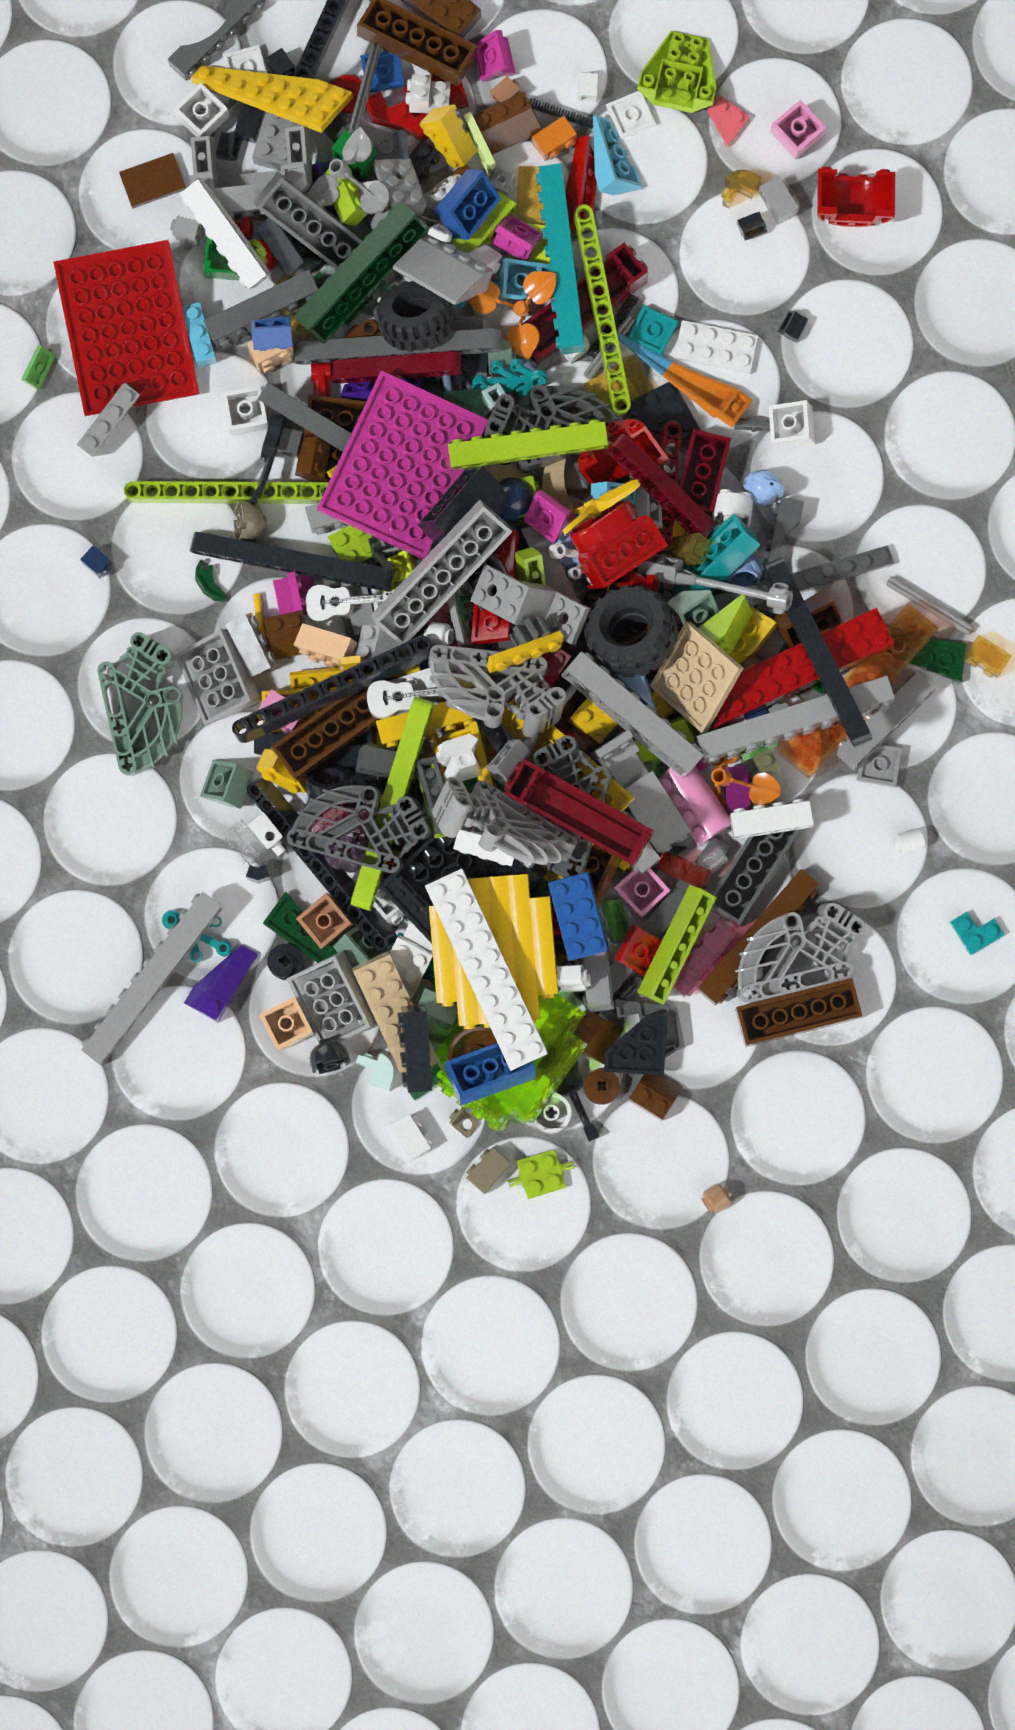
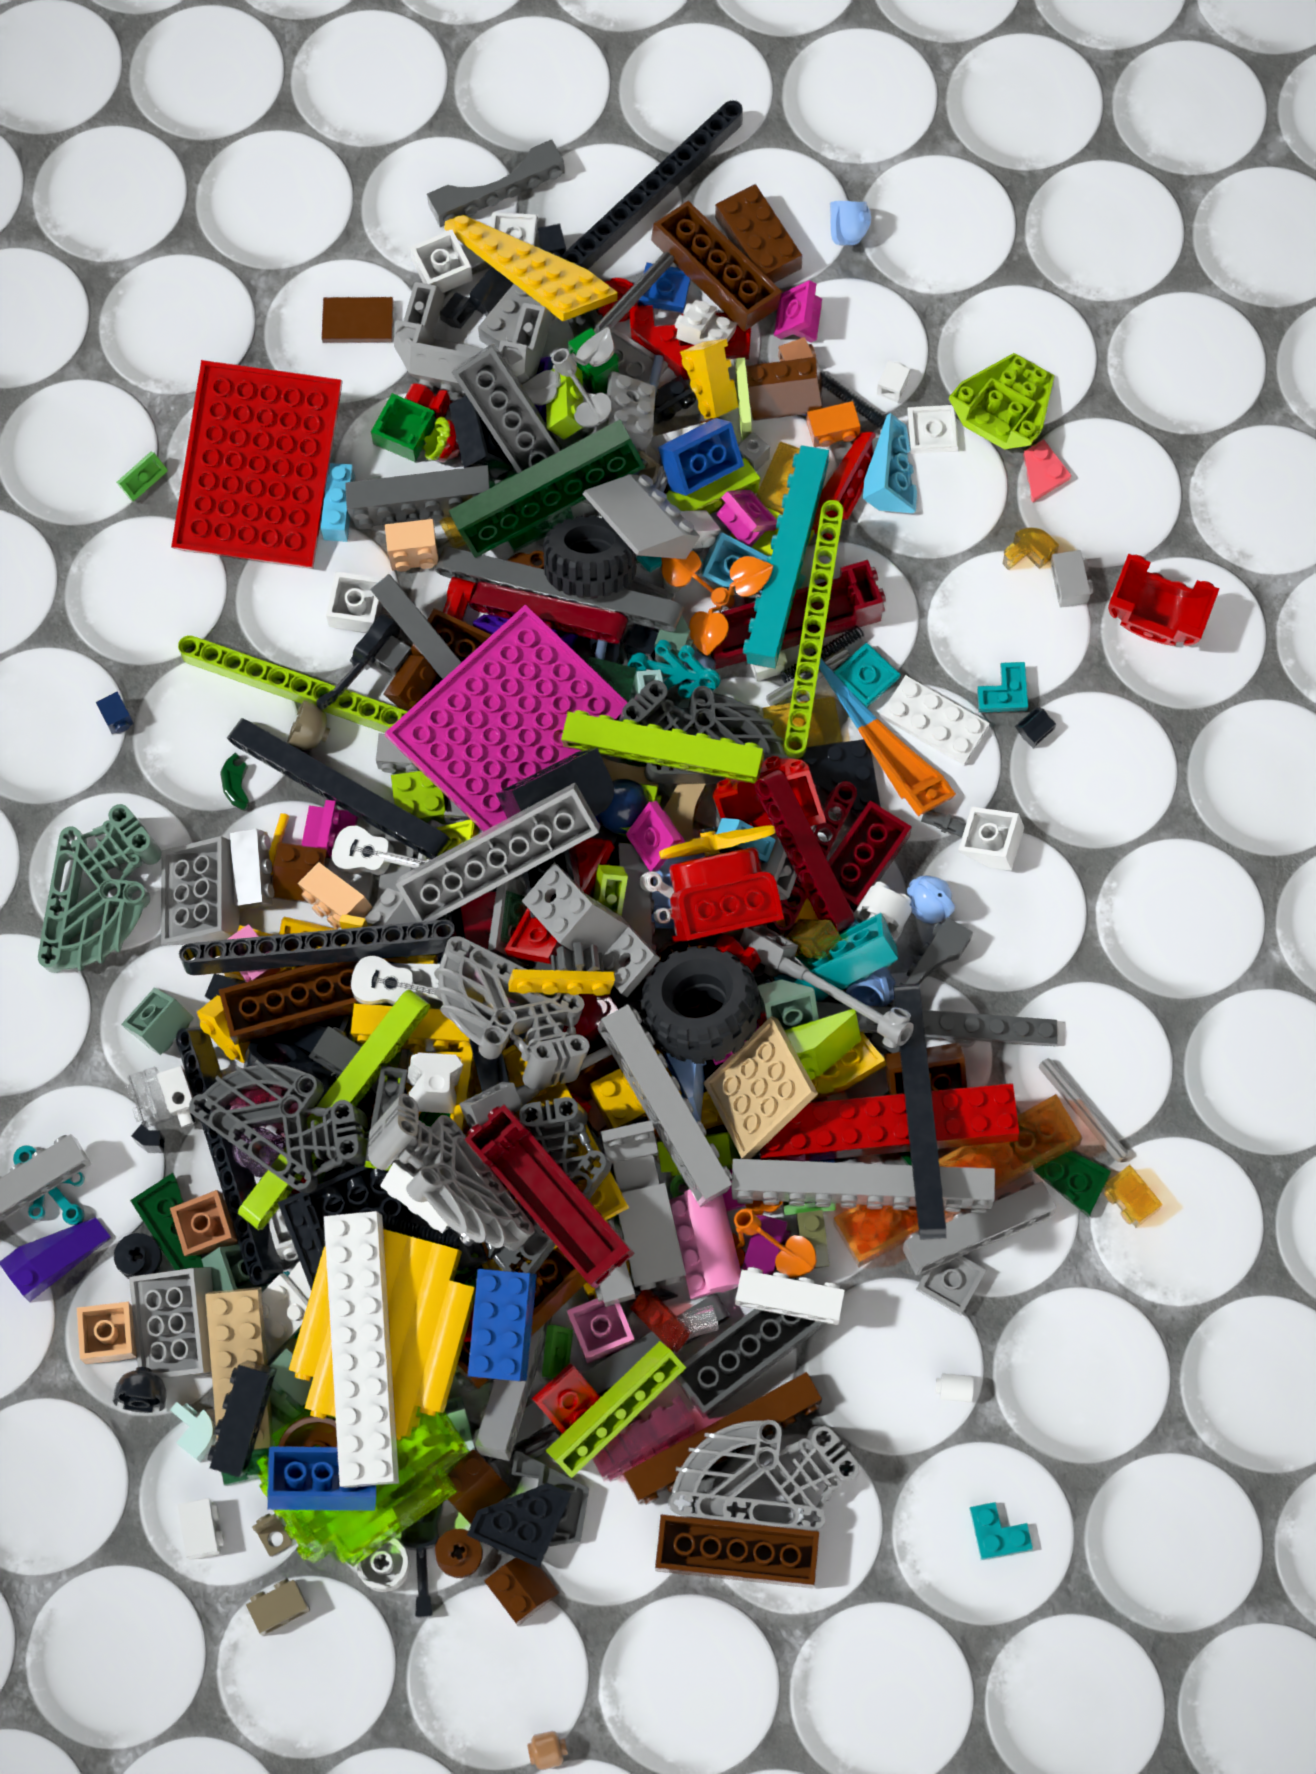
camera: 20 degrees right, 10 degrees down
(108, 419) = (195, 558): light grey brick -> none
(186, 230) = (371, 382): light grey brick -> none
(225, 234) = (409, 396): white brick -> none
(271, 333) = (415, 521): brick -> none
(378, 558) = (438, 817): pearl dark grey bar -> none
(439, 633) = (472, 928): white head -> none
(440, 232) = (655, 476): white tile -> none
(541, 1174) = (341, 1636): lime plate -> none
(573, 978) = (468, 1401): white brick -> none
(751, 226) = (1028, 597): black piece -> none
(765, 307) = (1009, 695): none -> teal plate
(798, 129) = (1122, 507): bright pink brick -> none

